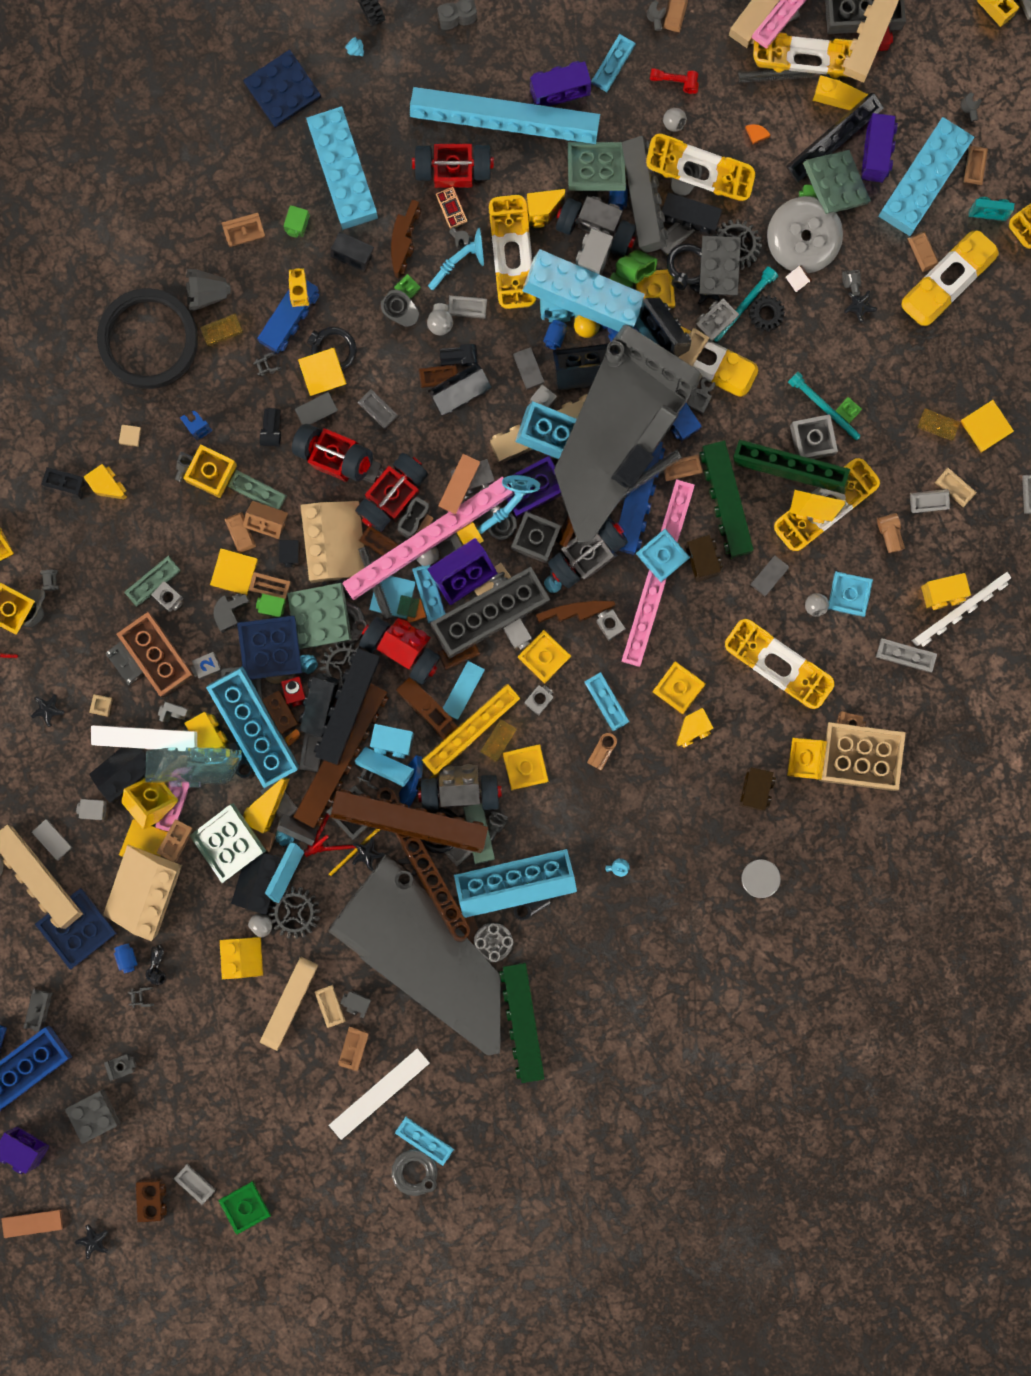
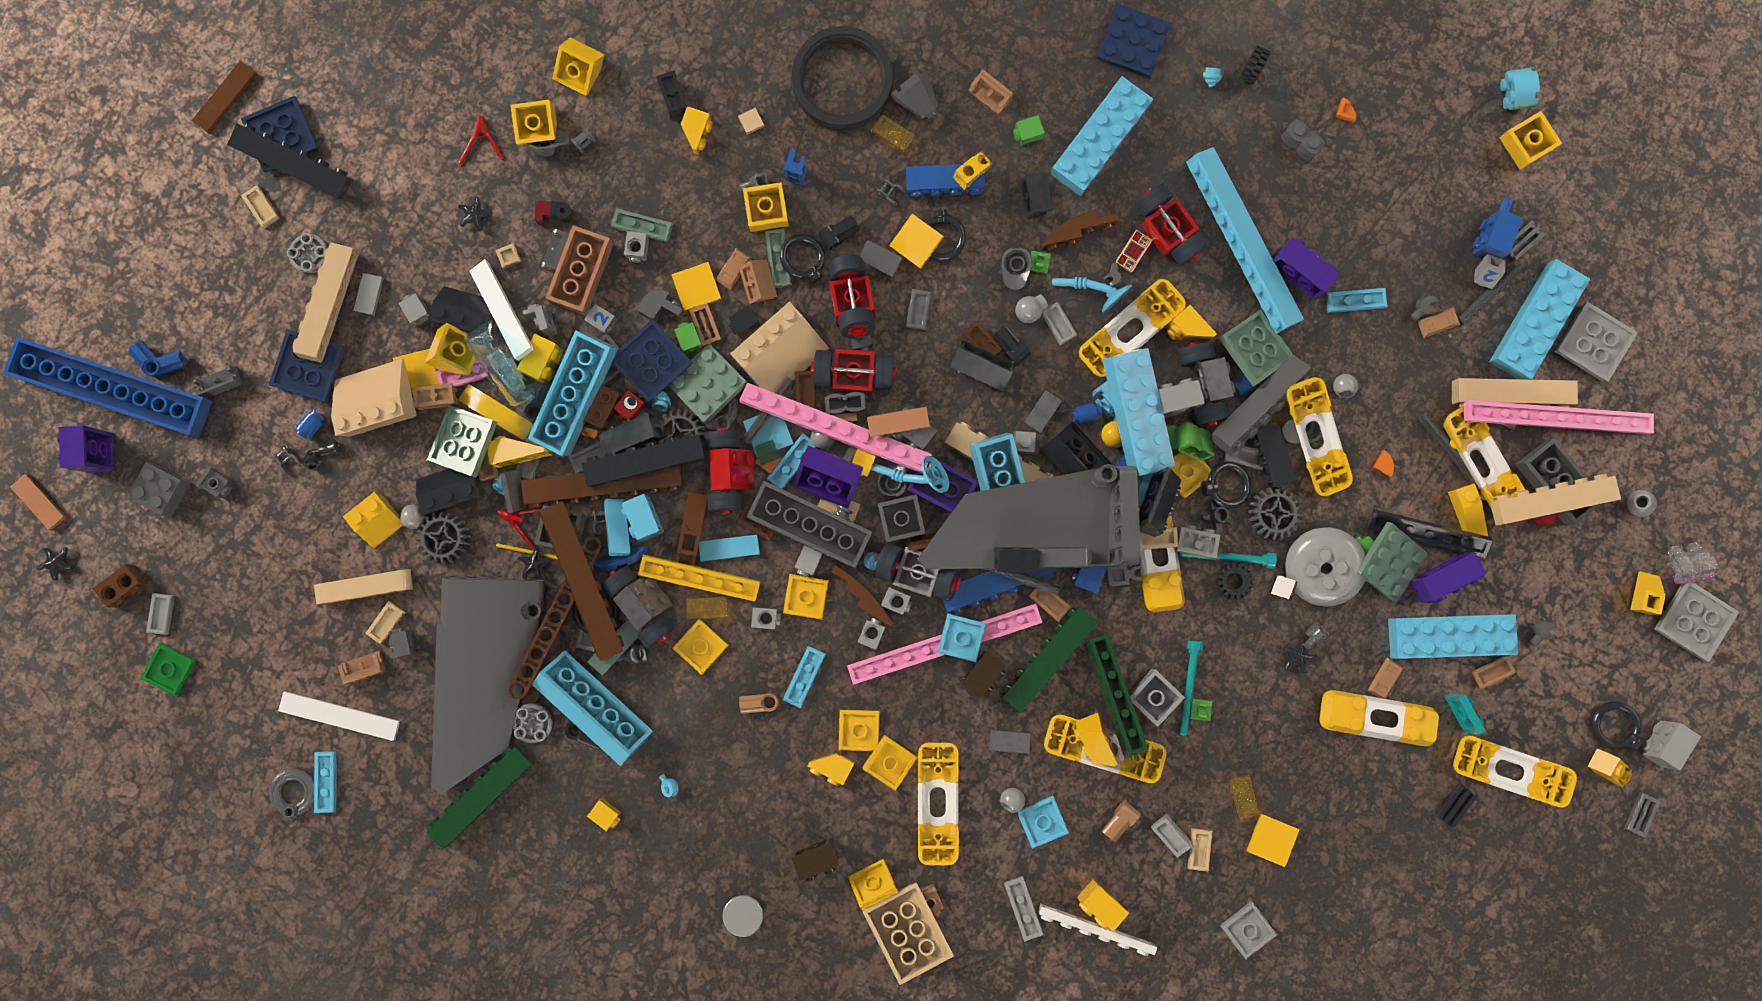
camera: 55 degrees right, 0 degrees up
(90, 643) = (552, 211): none -> leg
(219, 801) = (496, 411): none -> yellow slope
(284, 872) = (468, 506): medium azure tile -> none
(290, 470) = (814, 273): none -> black piece
(592, 593) = (887, 601): none -> light grey brick
(606, 933) = (605, 815): none -> yellow brick
(690, 81) = (1387, 376): red brick -> none
(720, 265) = (1246, 512): dark grey plate -> none
(721, 680) = (889, 762): none -> yellow tile

